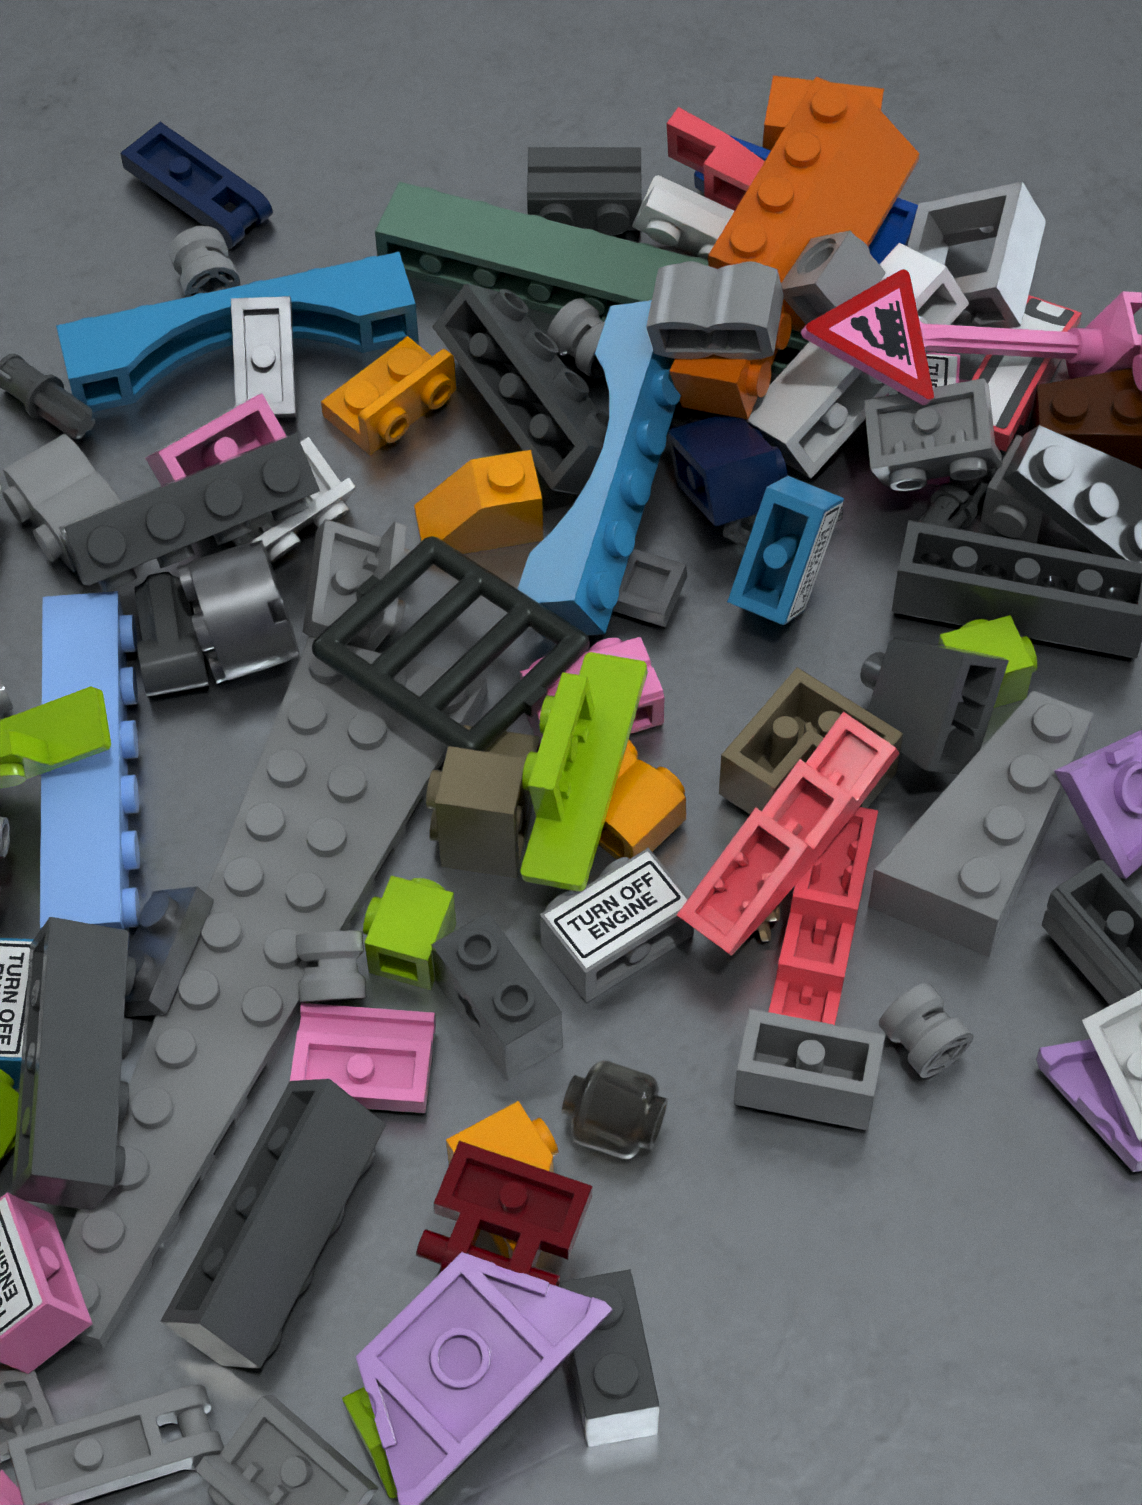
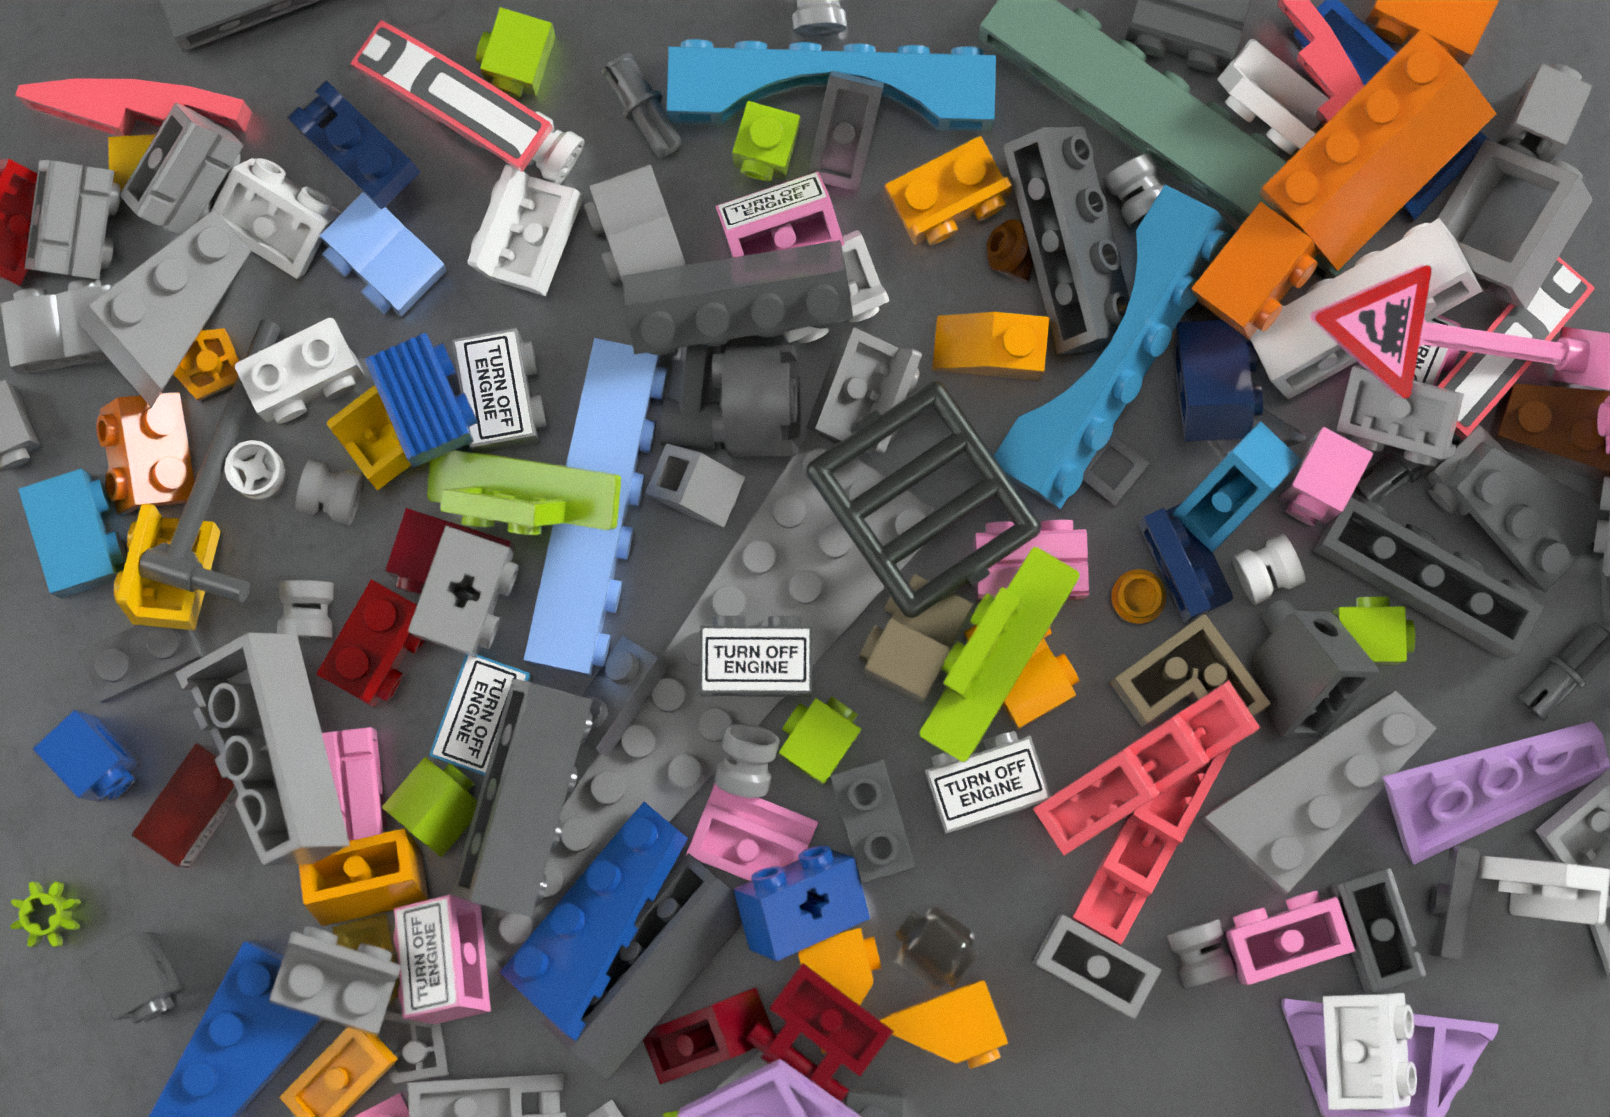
camera: 15 degrees right, 25 degrees up
(182, 387) = (765, 142): none -> lime brick
(184, 1200) = (577, 941): none -> blue wing
(194, 711) = (706, 487): none -> light grey brick
(311, 853) = (756, 659): none -> brick
(364, 1287) = (705, 1036): none -> dark red slope
(437, 1092) = (801, 902): none -> blue brick
(474, 425) = (1010, 251): none -> reddish brown plate
(663, 1190) = (953, 1025): none -> light orange slope
(715, 311) = (1248, 255): light grey brick -> none
(720, 700) = (1138, 596): none -> light orange plate
(747, 642) = (1185, 564): none -> dark blue bracket
(829, 274) = (1364, 242): light grey brick -> none
(850, 633) = (1268, 569): none -> white wheel
(874, 519) = (1324, 478): none -> bright pink brick
(968, 149) = (1546, 111): none -> light grey brick
(1019, 978) = (1288, 940): none -> bright pink brick

